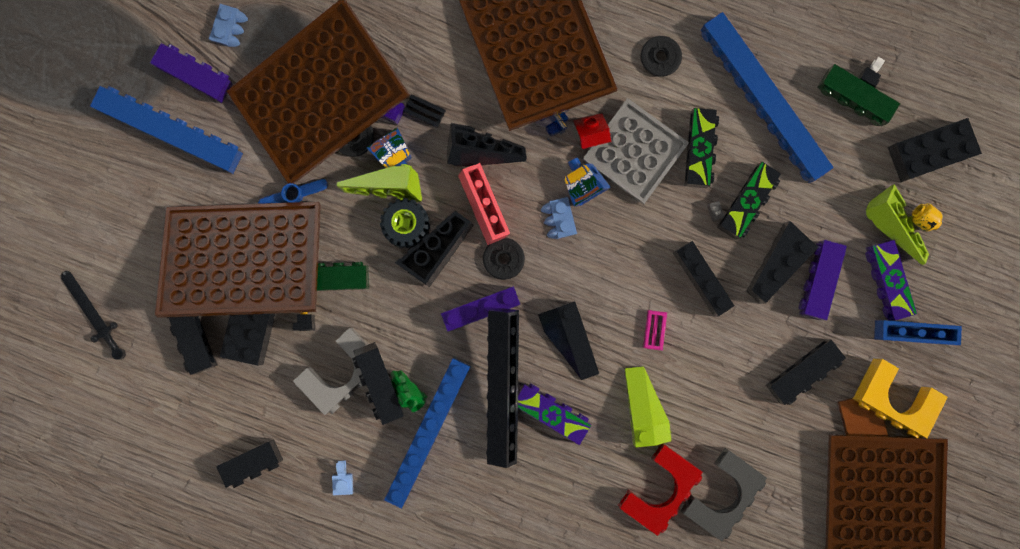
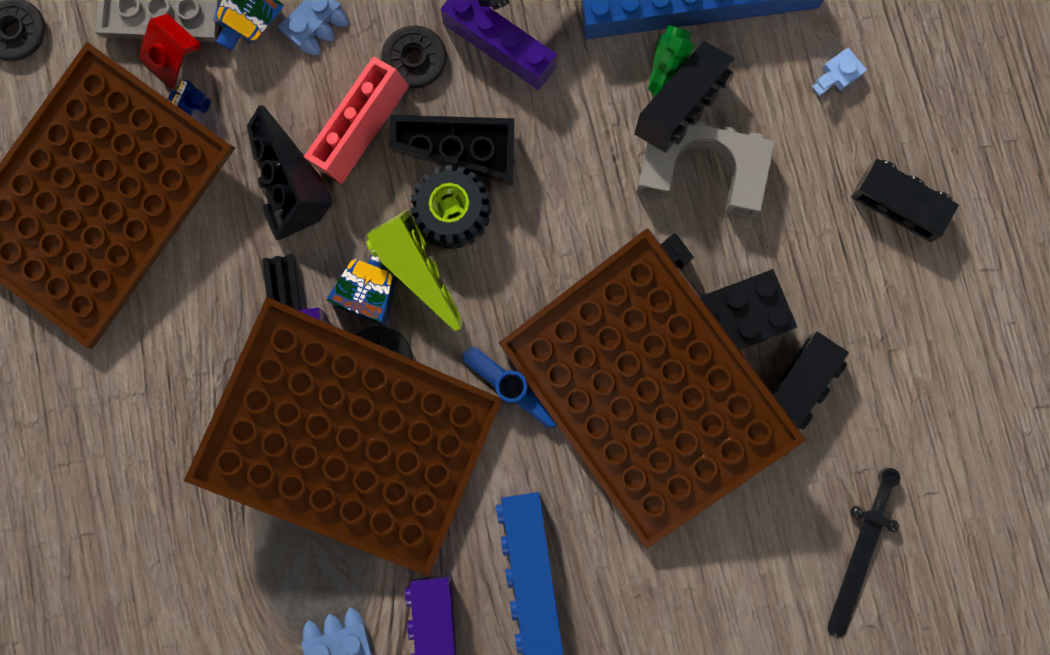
camera: 120 degrees left, 5 degrees down
(343, 277) = (575, 237): dark green brick -> none

